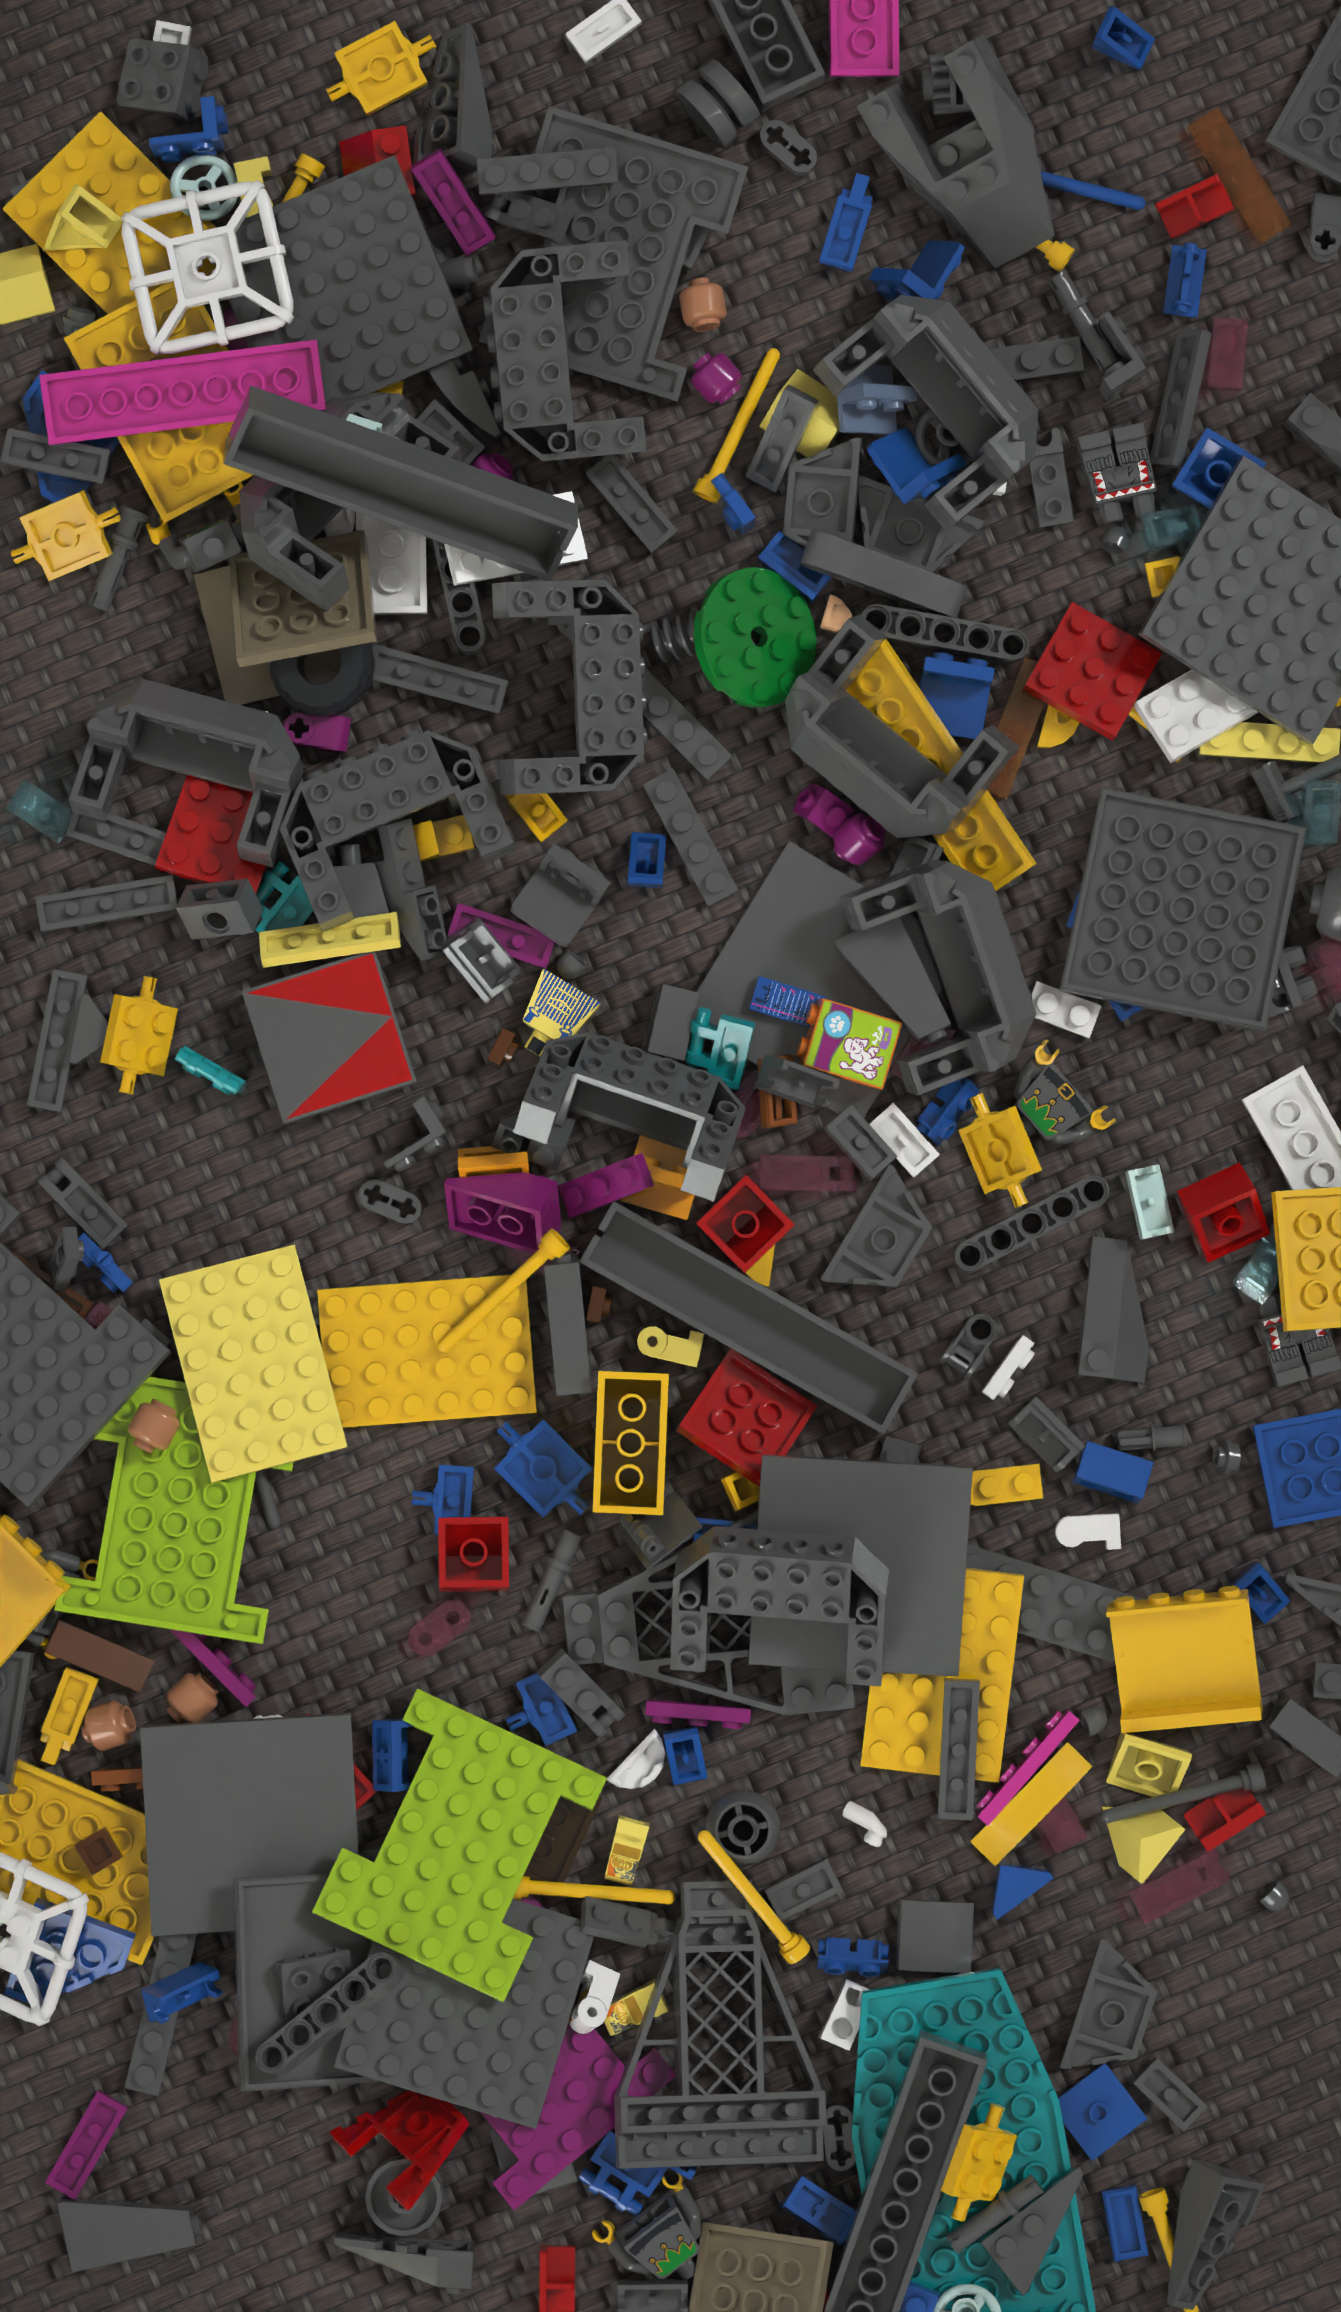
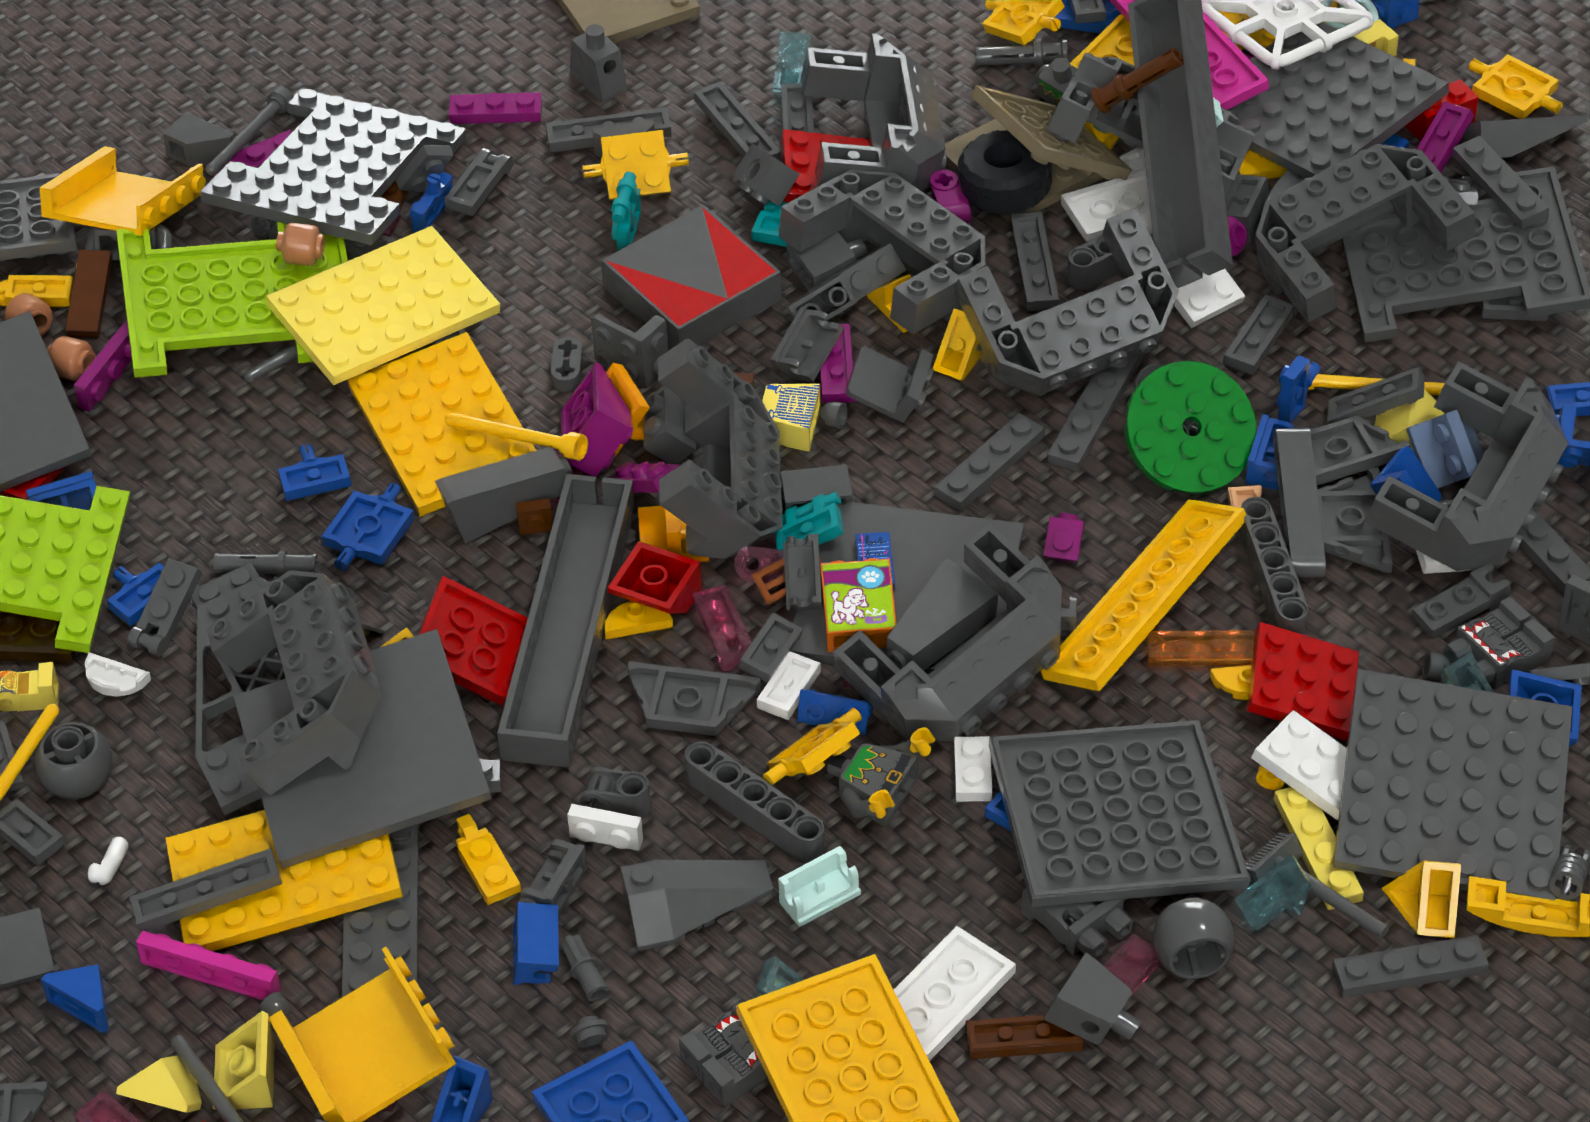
camera: 75 degrees right, 40 degrees down
(311, 943) = (780, 253): light yellow plate -> none
(324, 514) = (1124, 86): none -> reddish brown pin
(439, 1628) = (190, 506): clear pink plate -> none
(473, 1554) = (266, 494): red slope -> none
(630, 1442) = (406, 549): yellow brick -> none
(646, 860) = (948, 433): blue slope -> none
(656, 1344) = (518, 578): light yellow leg -> none
(685, 1754) = (135, 700): blue slope -> none
(697, 1713) = (175, 700): magenta plate -> none
(703, 305) = (1457, 324): nougat head -> none
(716, 378) = (1400, 350): magenta head -> none
(858, 839) = (1058, 558): magenta head -> none
(871, 759) = (1129, 527): dark grey wedge -> none
(957, 692) = (1225, 594): blue bracket -> none
(1031, 1804) = (175, 977): yellow slope -> none
(1062, 1827) = (167, 1012): clear pink plate -> none
(1075, 1529) = (475, 952): white leg -> none
(1224, 1212) = (832, 938): red slope -> none

